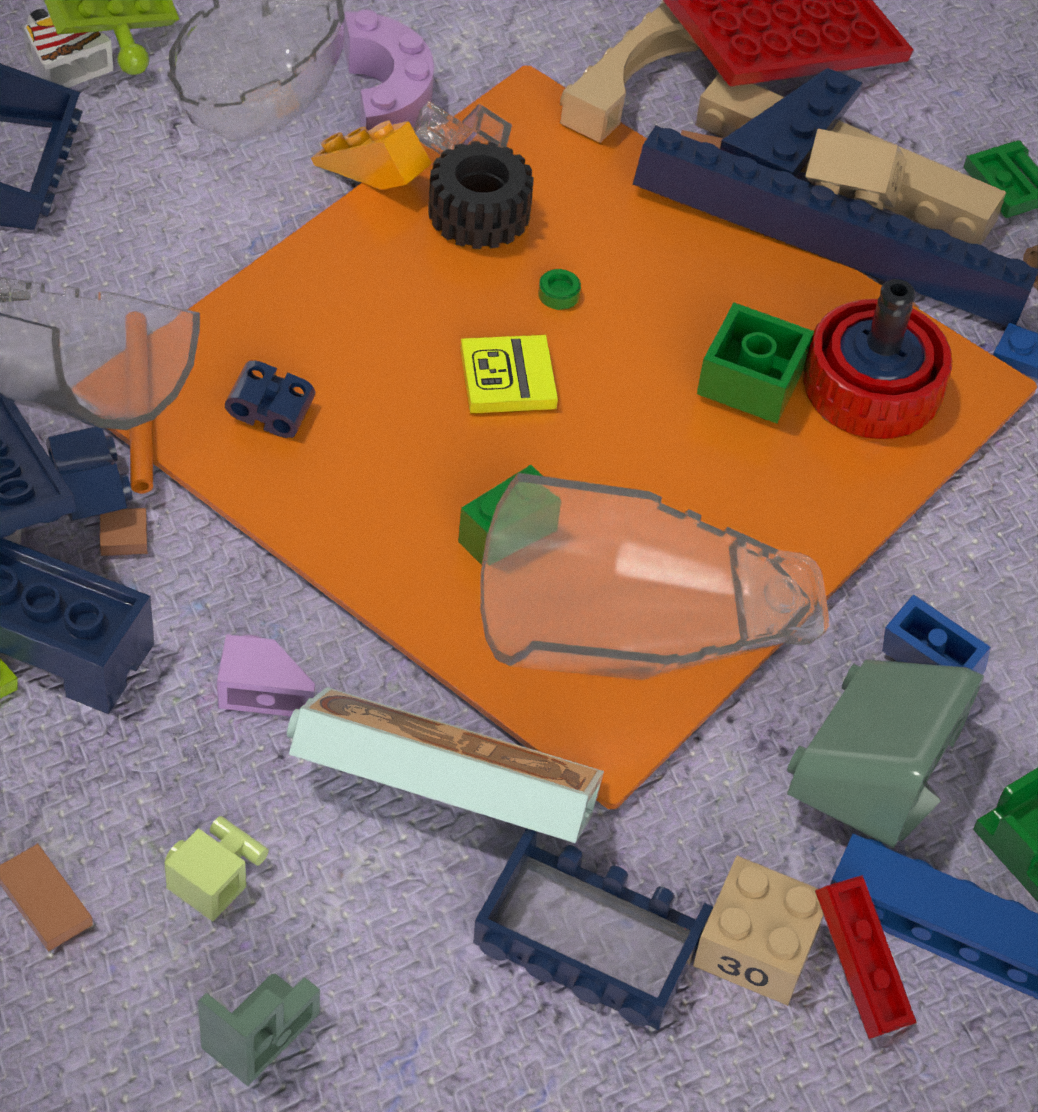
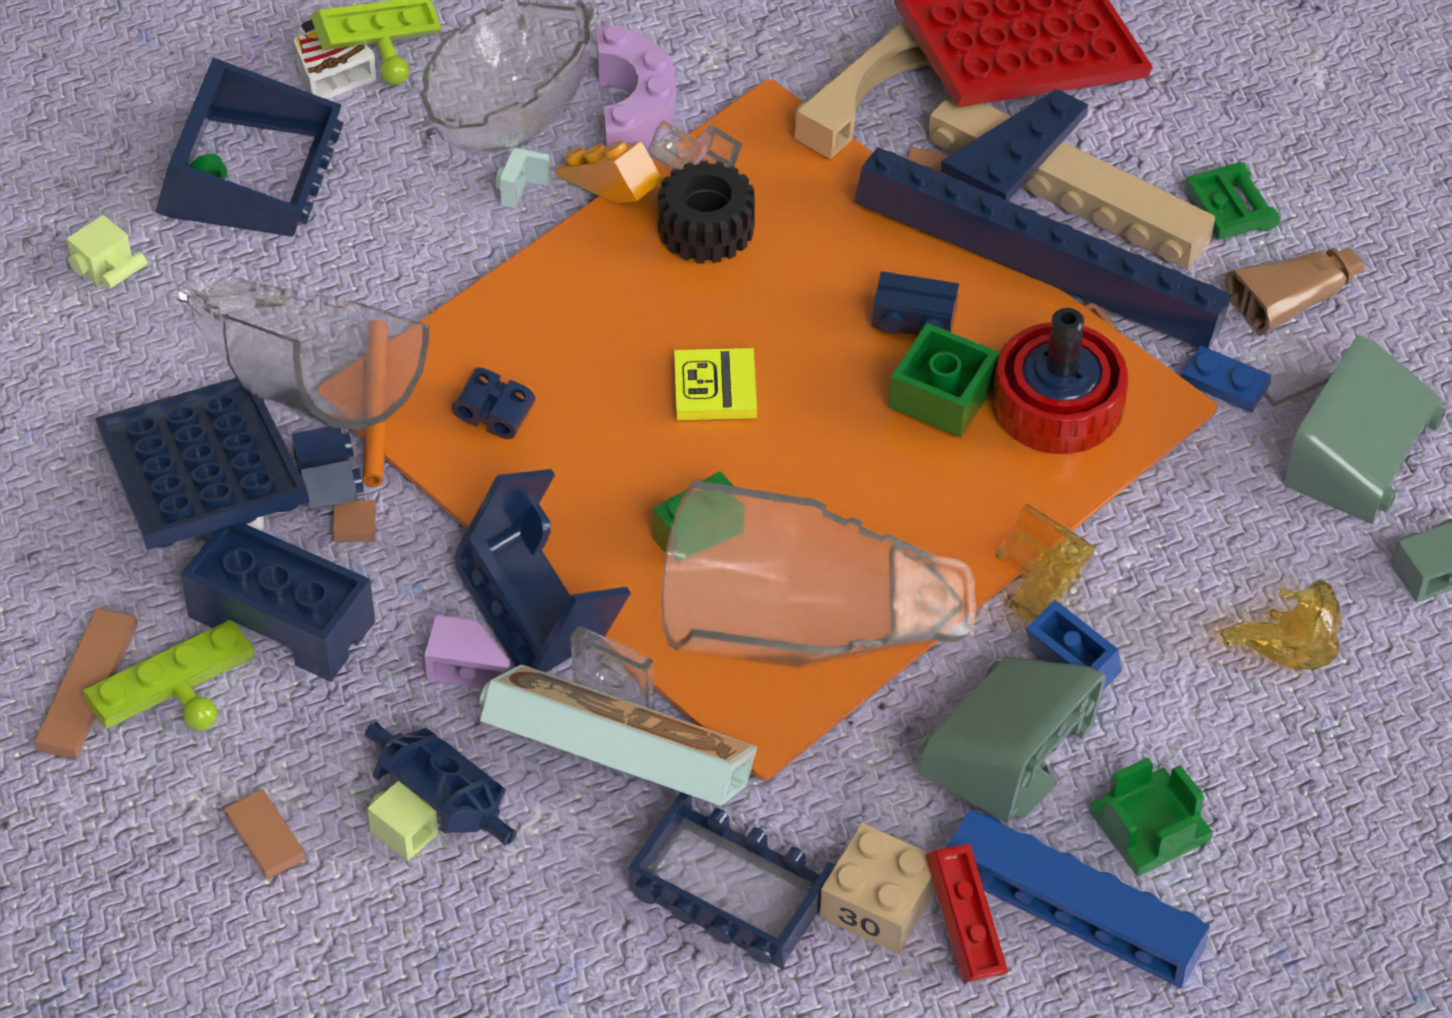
camera: 10 degrees right, 0 degrees up
(258, 1027) = (438, 947): sand green panel -> none
(271, 840) = (444, 780): none -> dark blue plate
(278, 155) = (521, 168): none -> light aqua bracket
(315, 600) = (516, 583): none -> dark blue windscreen
(432, 687) = (611, 668): none -> clear tile
(559, 289) = (772, 303): green tile -> none
(710, 285) = (910, 302): none -> dark blue brick
(857, 167) = (1066, 192): tan brick -> none
(893, 549) = (1048, 556): none -> clear yellow panel

